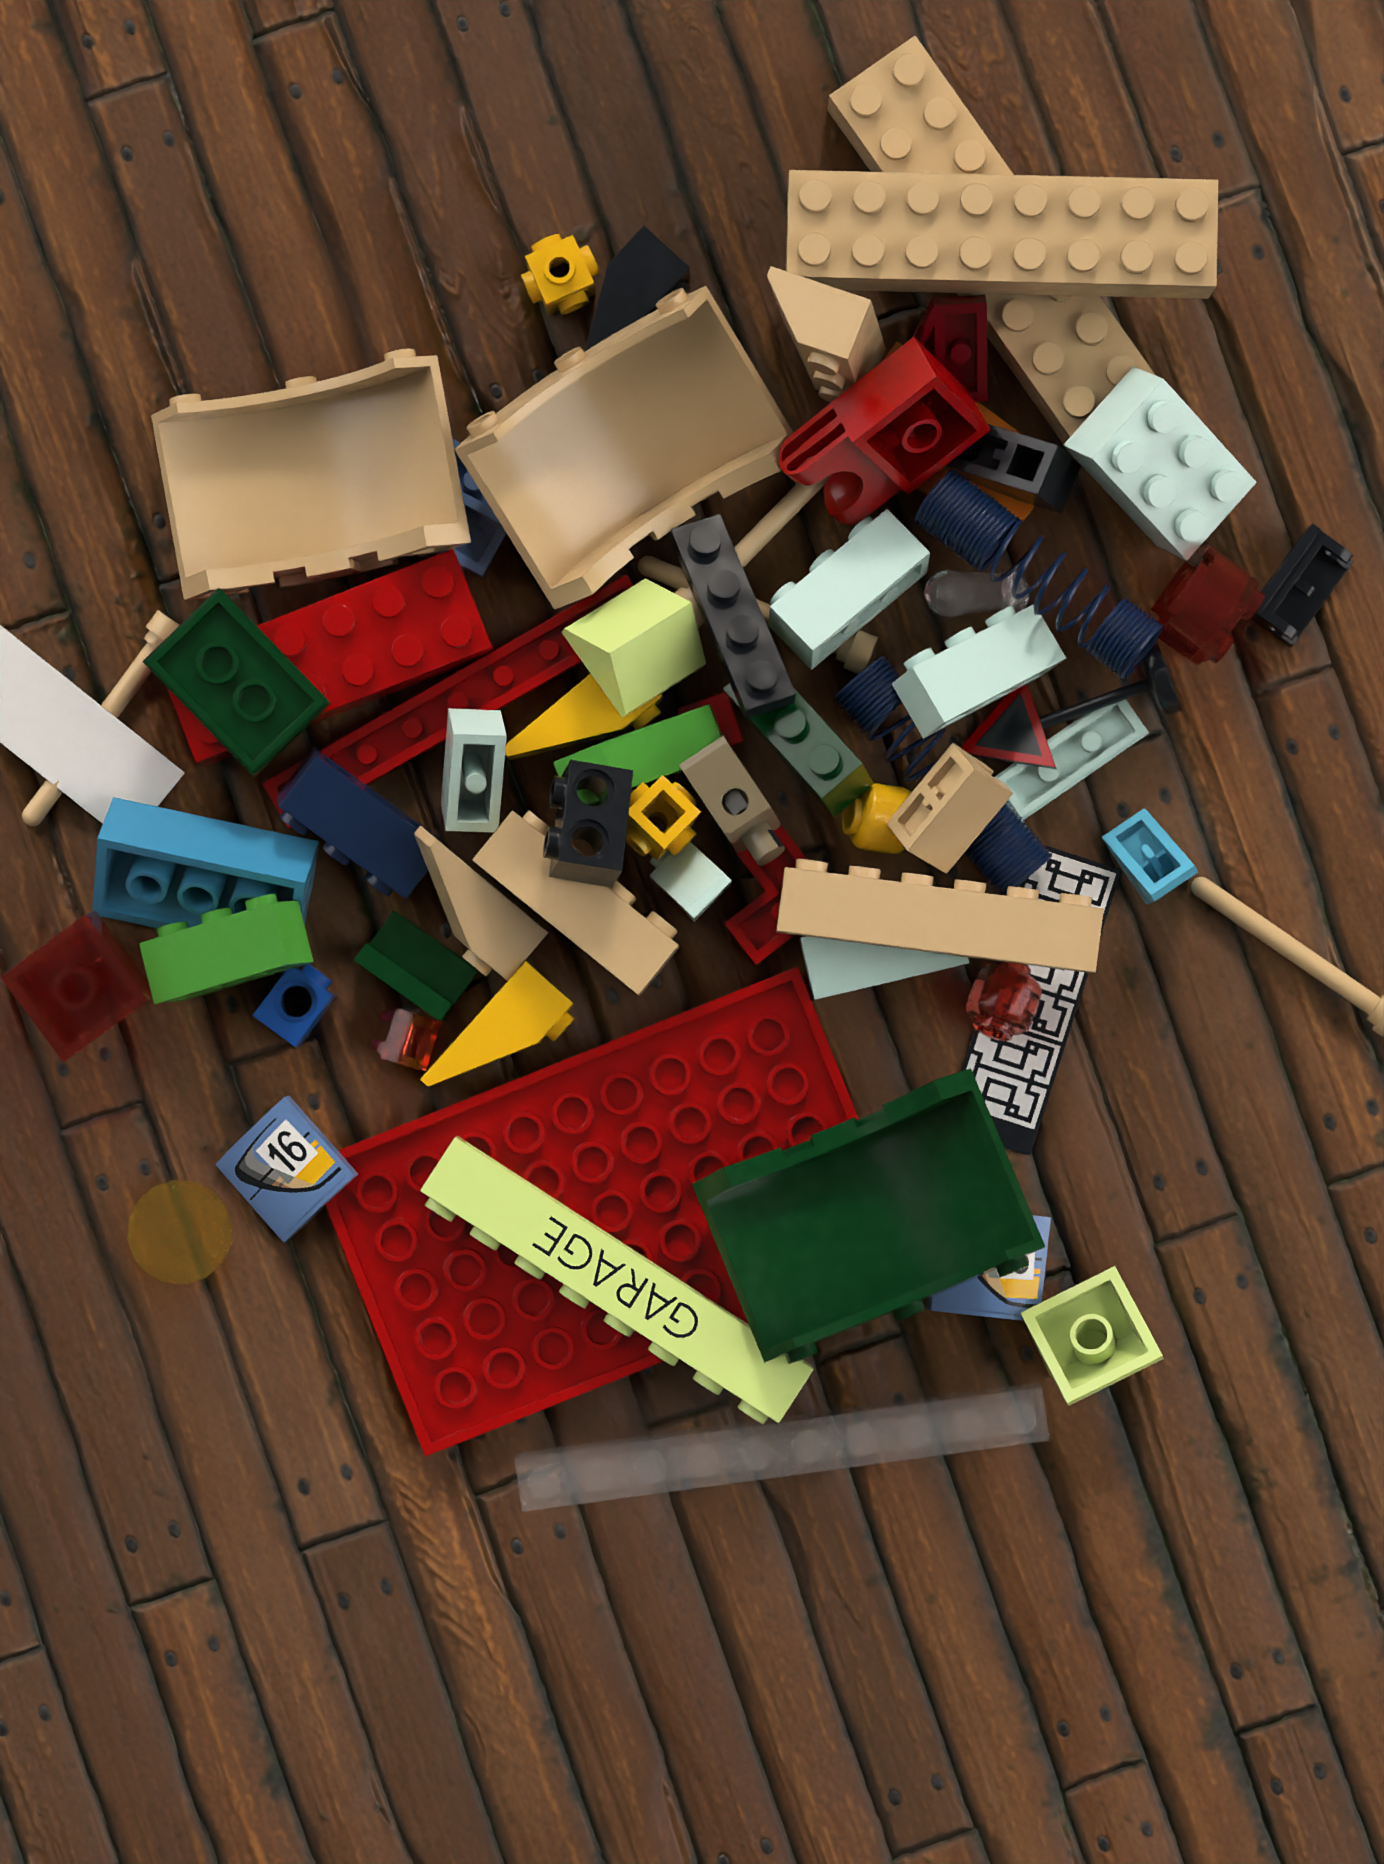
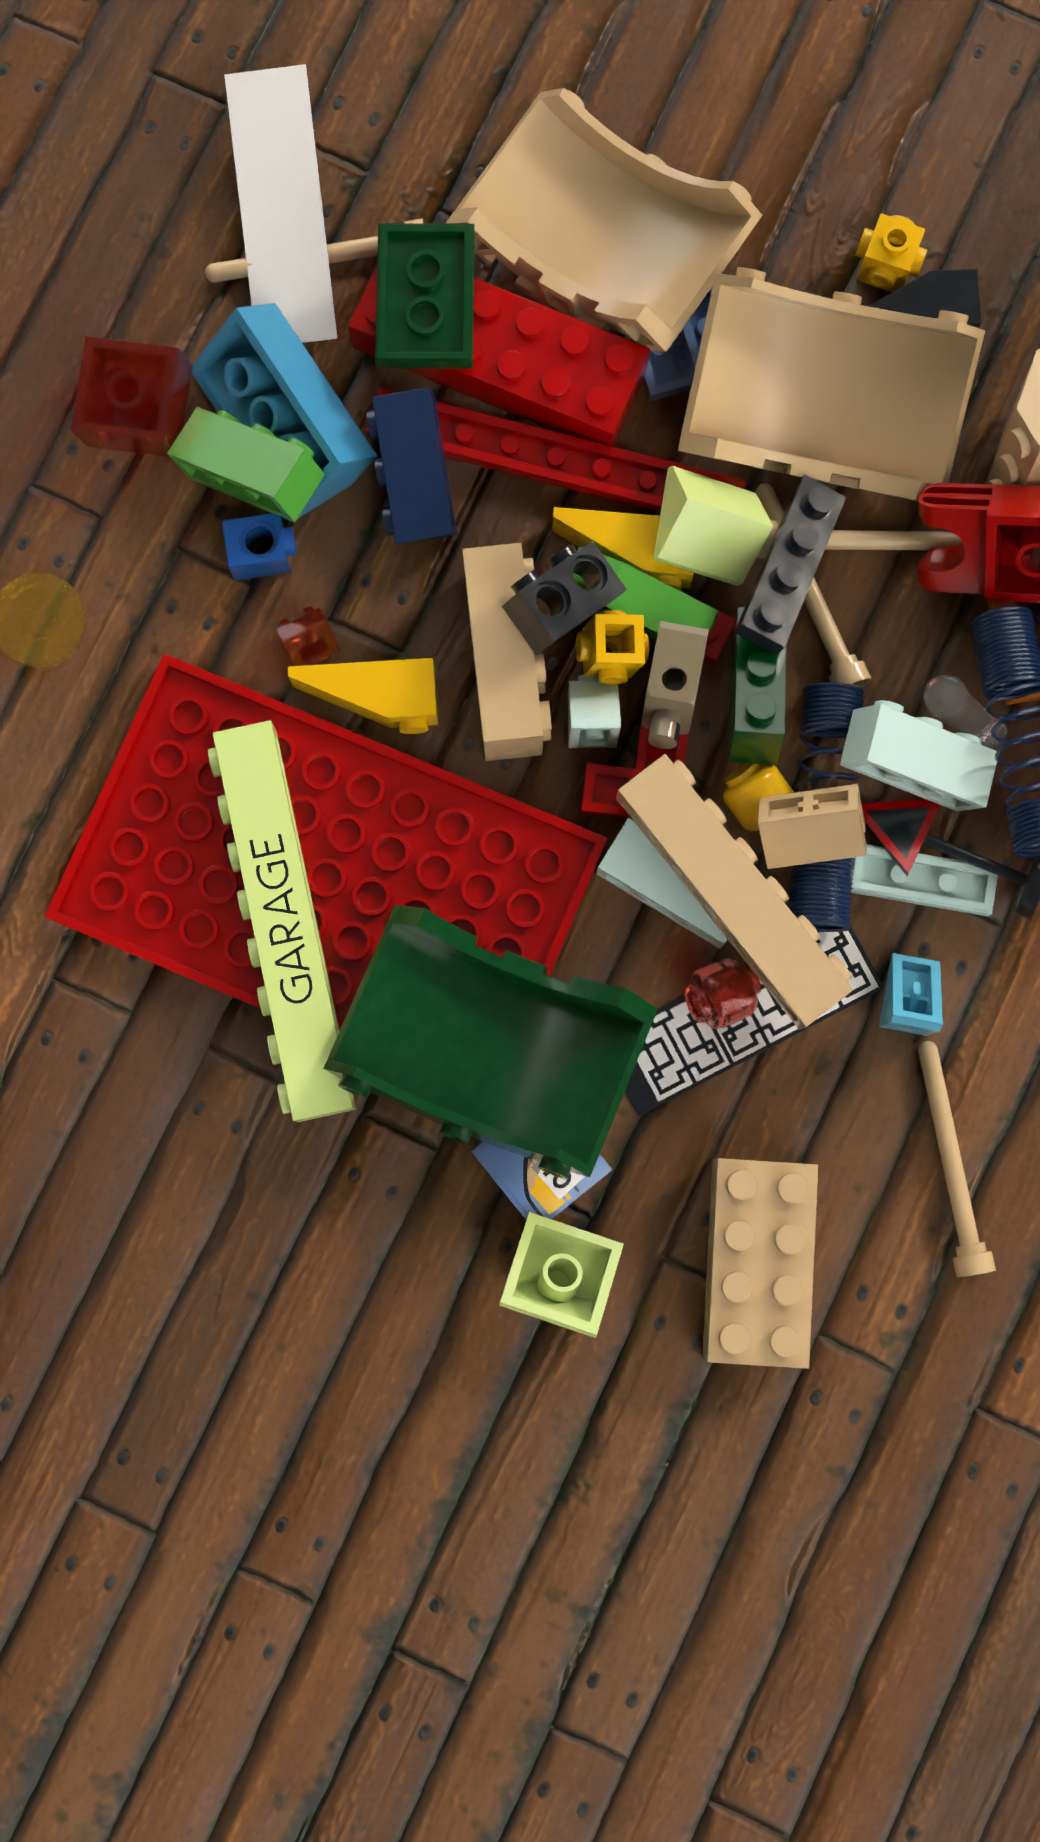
camera: 40 degrees right, 5 degrees down
(286, 1168) = (146, 643): slope -> none
(417, 966) = (360, 600): dark green panel -> none
(473, 770) = (522, 501): light aqua brick -> none
(480, 916) = (433, 603): tan slope -> none
(781, 1449) = (281, 1143): clear brick -> none
(847, 587) = (884, 624): light aqua brick -> none
(1230, 1177) = (760, 1263): none -> tan brick

